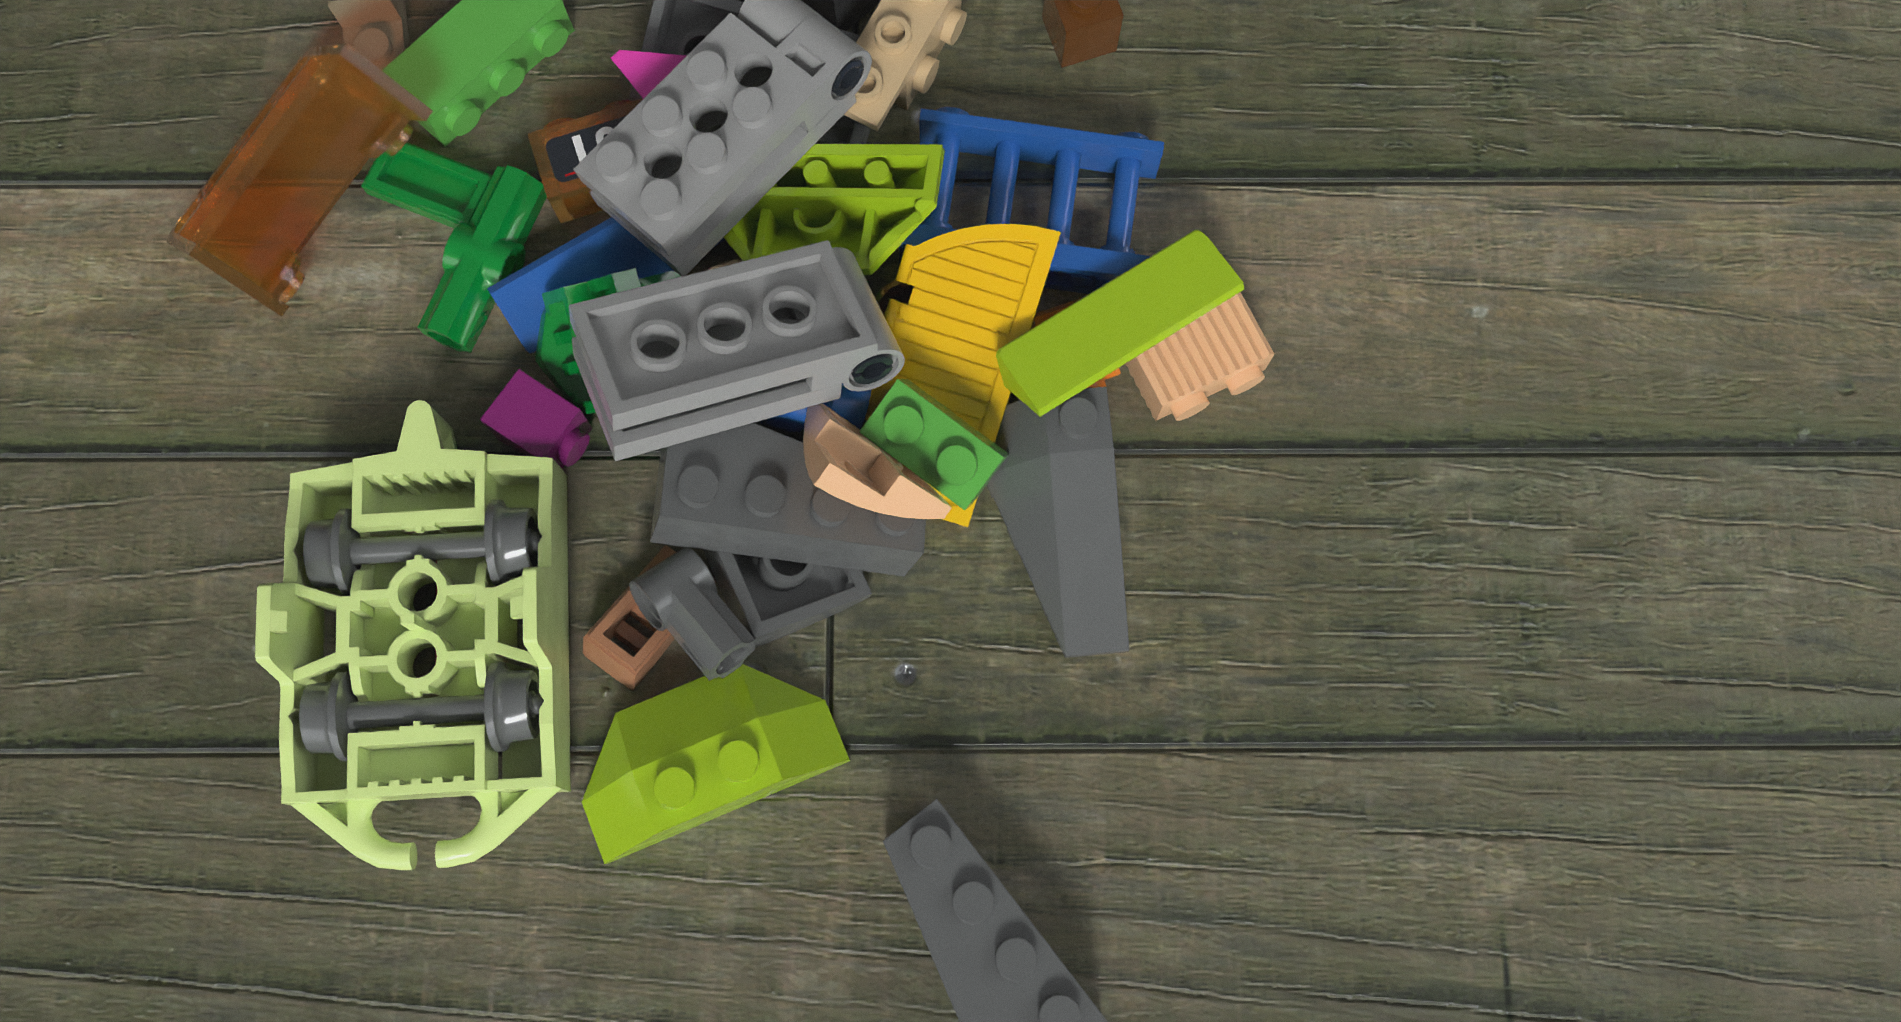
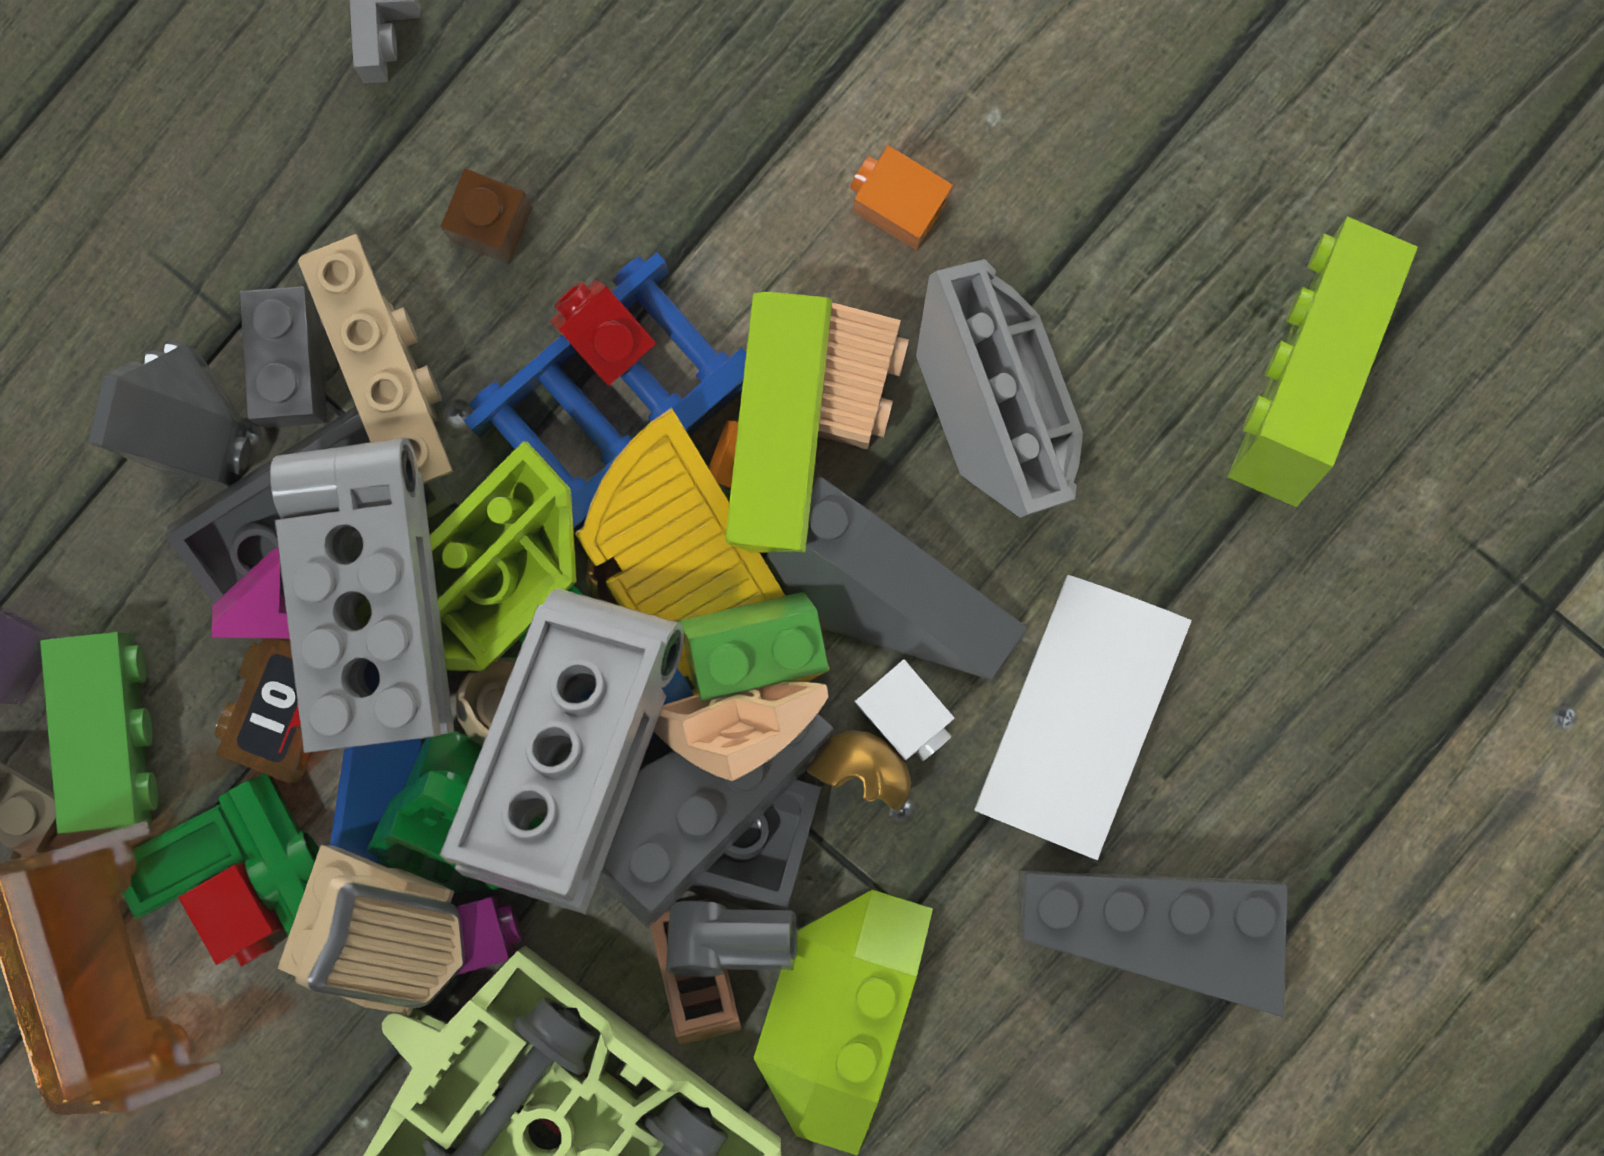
camera: 45 degrees left, 10 degrees up
(412, 244) = (231, 917): none -> red brick
(477, 340) = (373, 934): none -> tan piece
(917, 606) = (868, 759): none -> pearl gold hair
(983, 607) = (906, 713): none -> white brick
(1072, 149) = (601, 329): none -> red bracket
(1098, 749) = (1082, 716): none -> white slope
(1291, 468) = (998, 390): none -> light grey wedge
(1362, 286) = (899, 196): none -> orange brick
(1535, 697) = (1323, 363): none -> lime wedge

